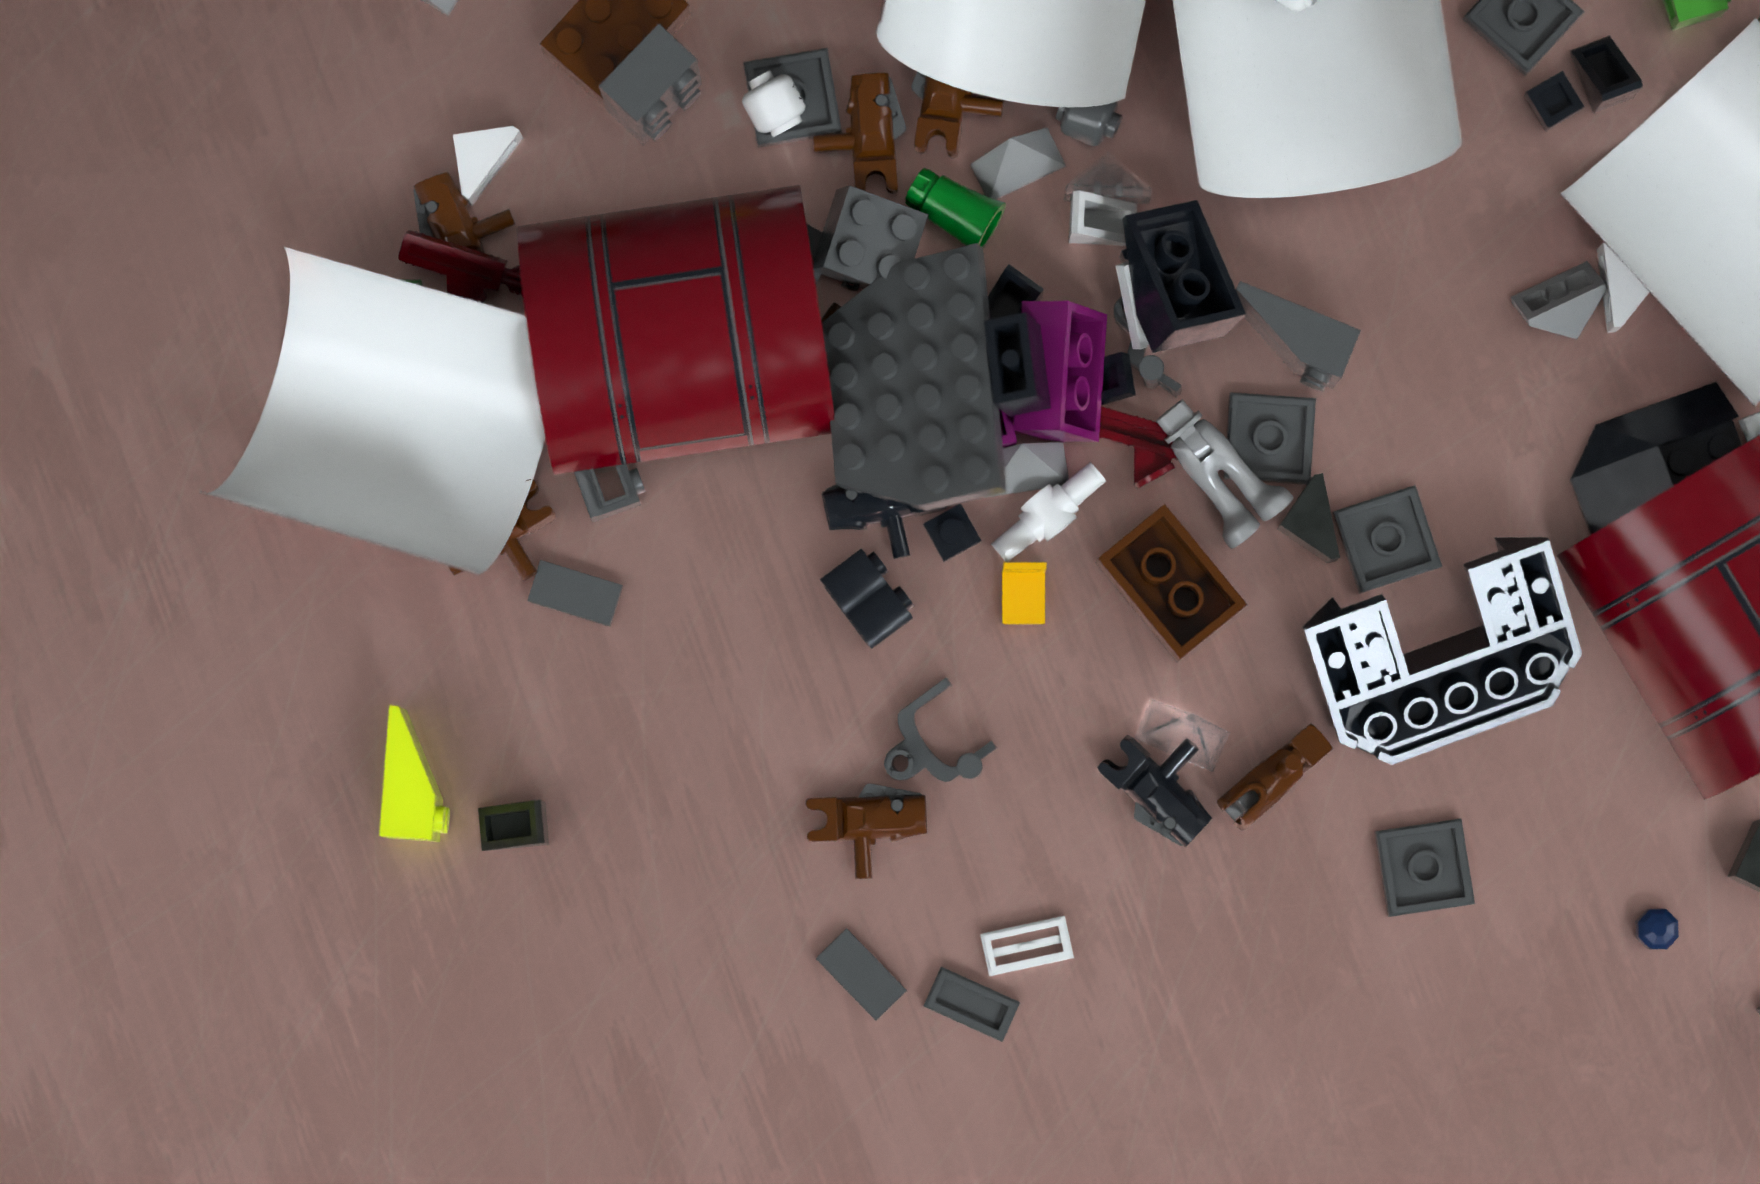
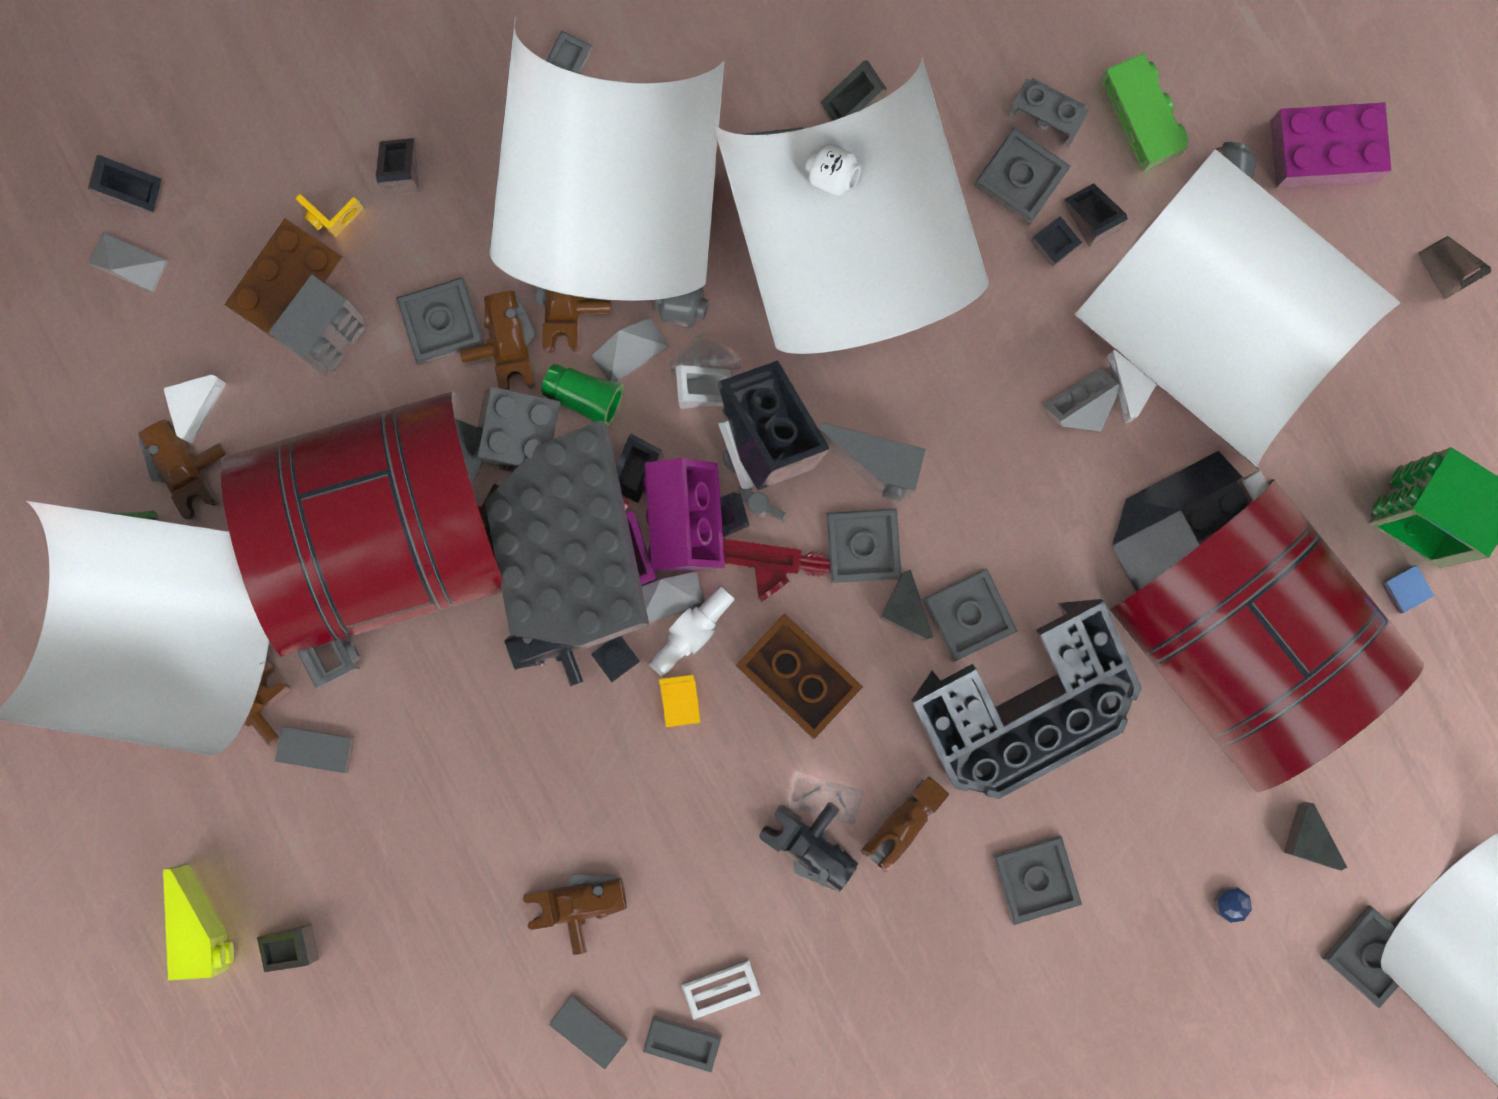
camera: 10 degrees left, 0 degrees up
(465, 268) = (187, 497): dark red piece -> none
(773, 103) = (423, 327): white head -> none
(867, 598) = (553, 721): black brick -> none
(919, 754) = (613, 844): dark grey piece -> none
(1017, 364) = (645, 516): black brick -> none
(1202, 454) = (812, 564): light grey piece -> none

